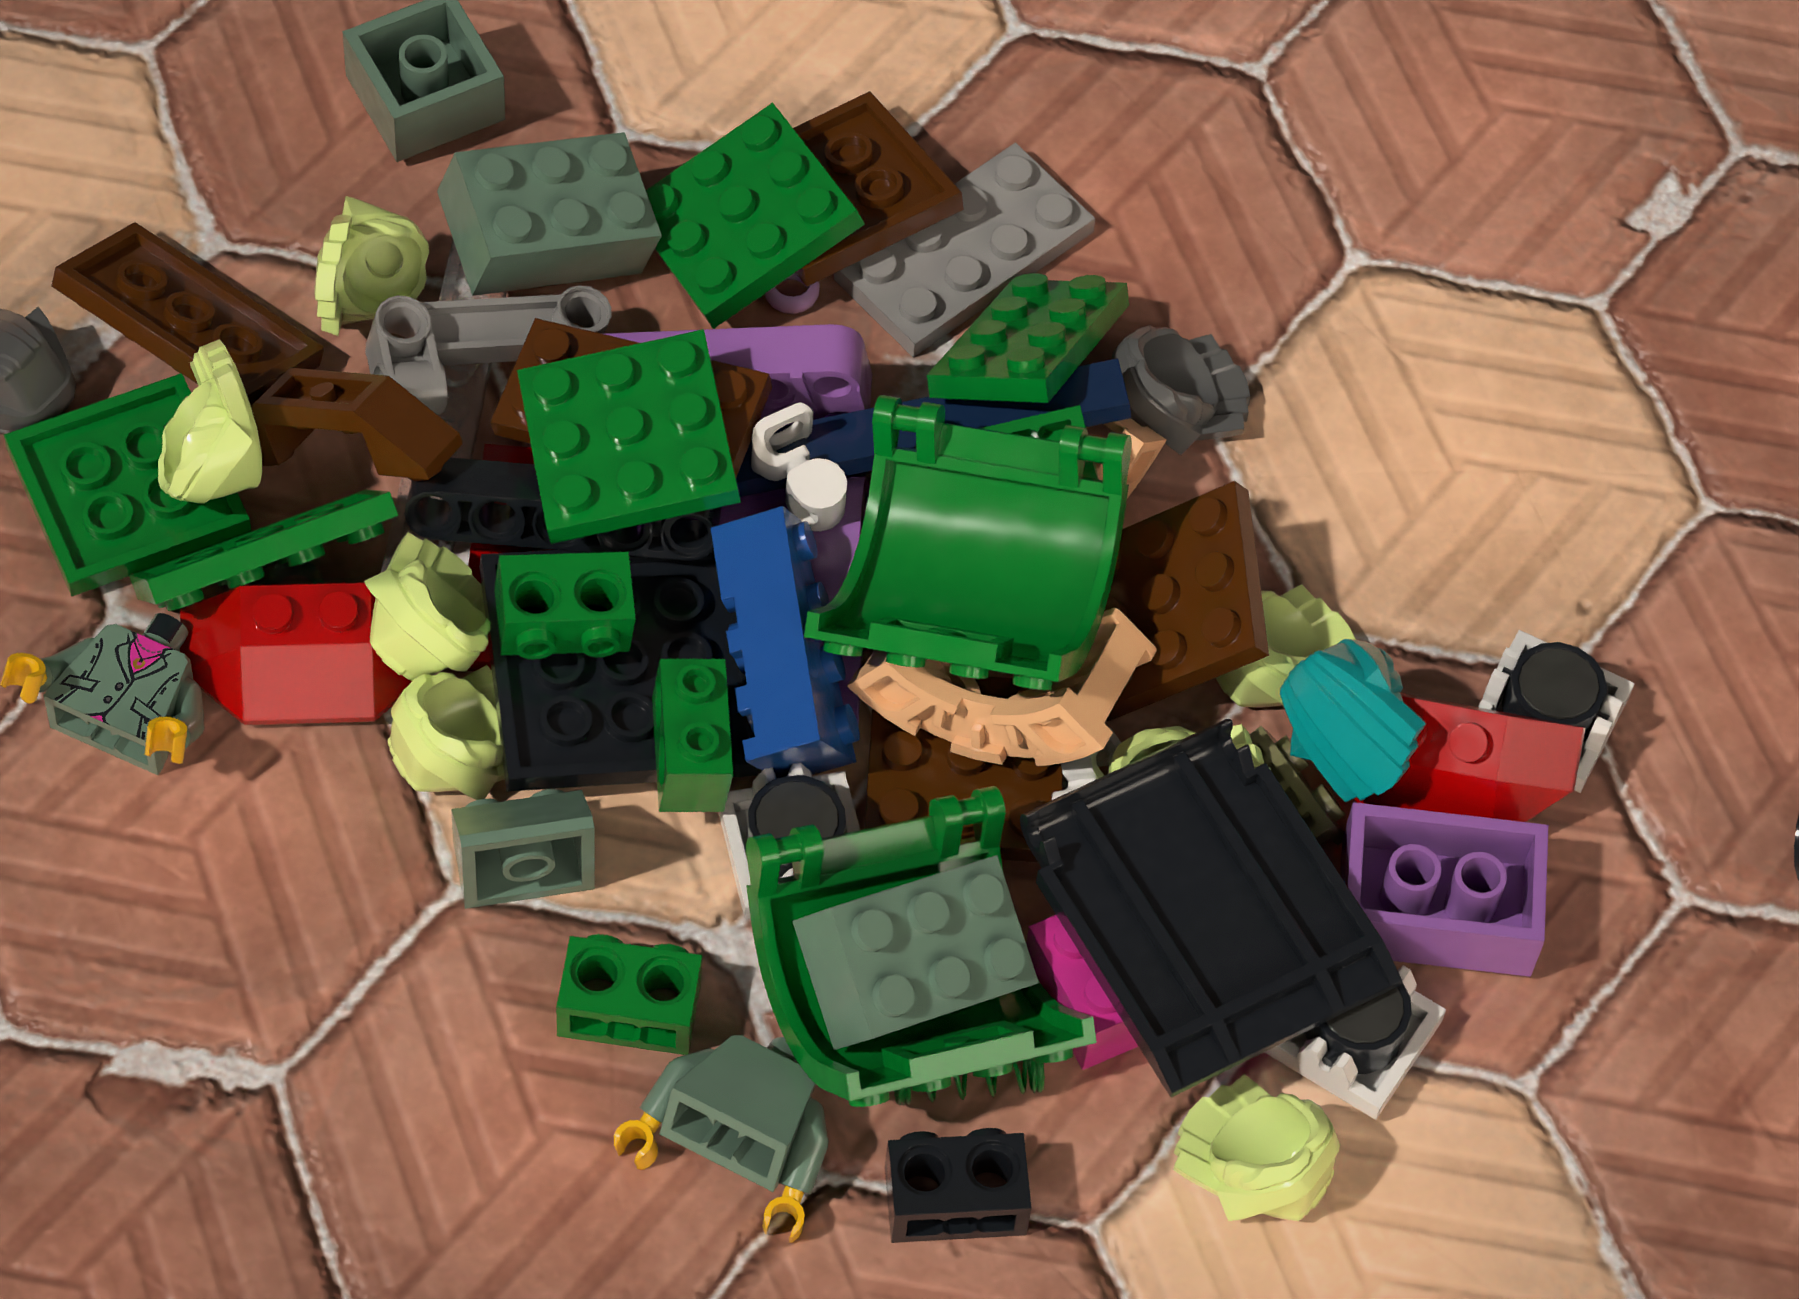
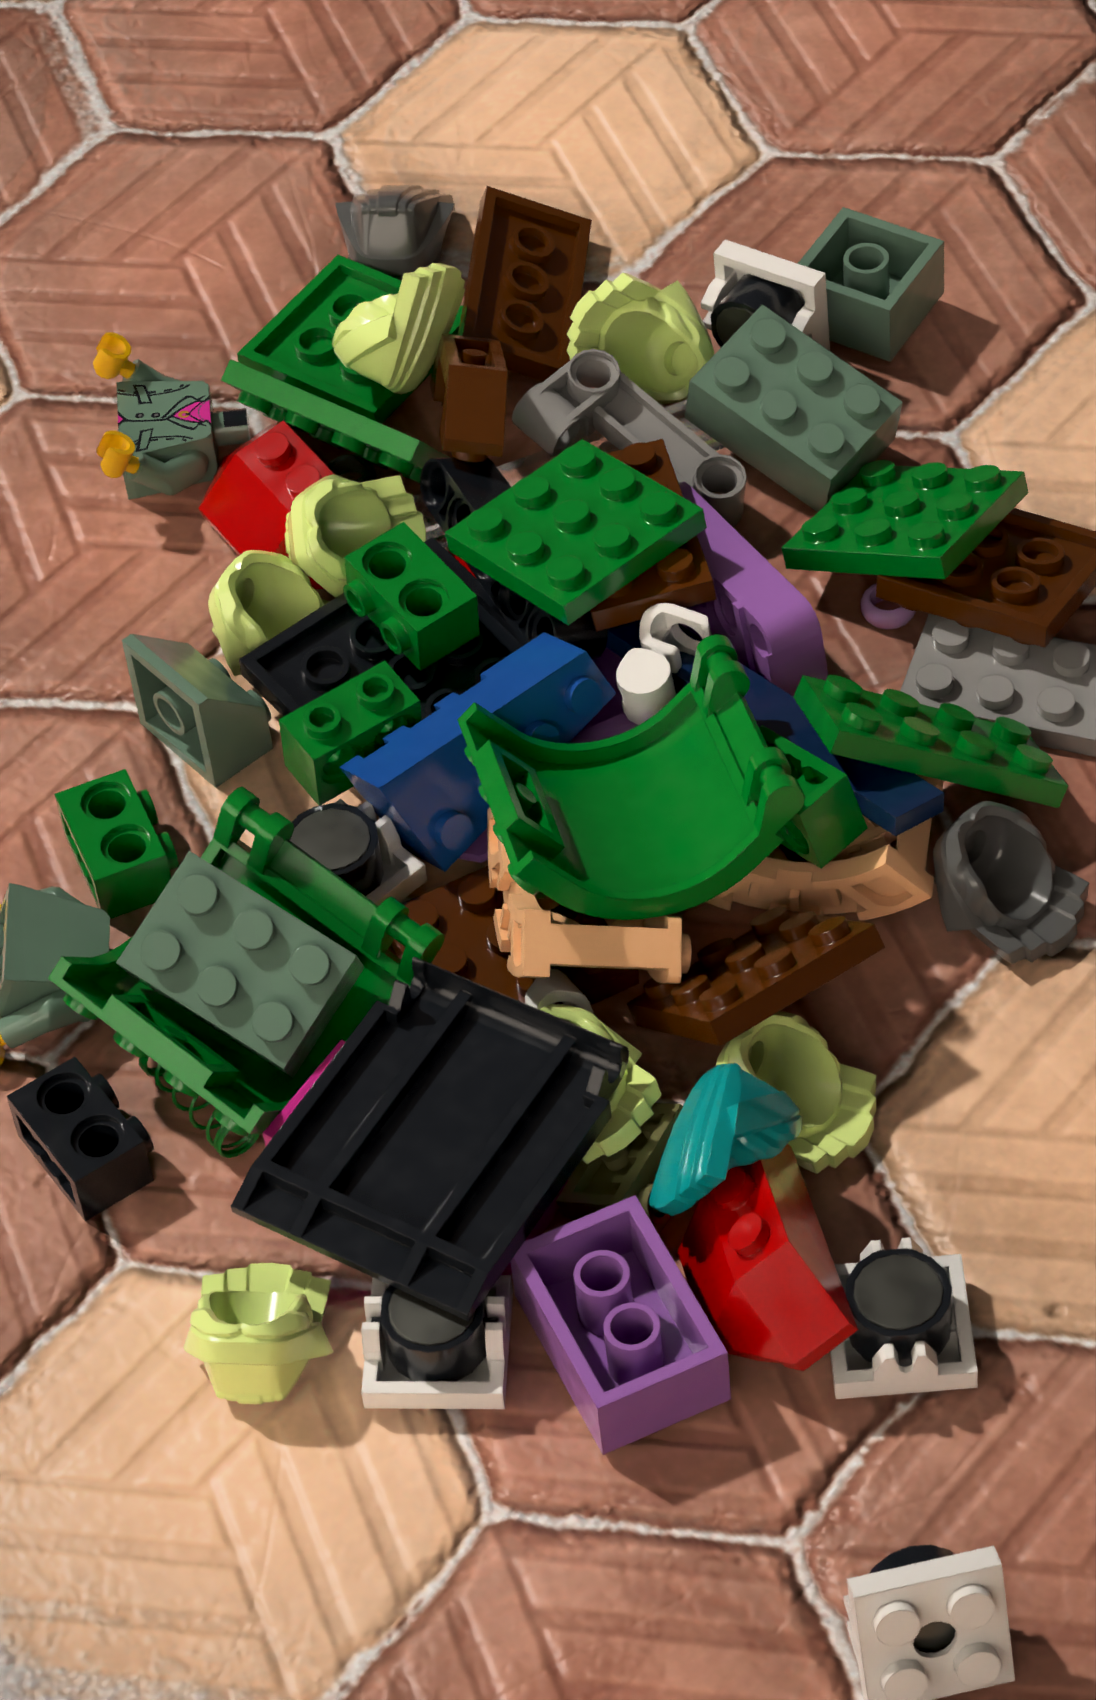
camera: 70 degrees right, 10 degrees down
(404, 155) = (753, 278): none -> white piece

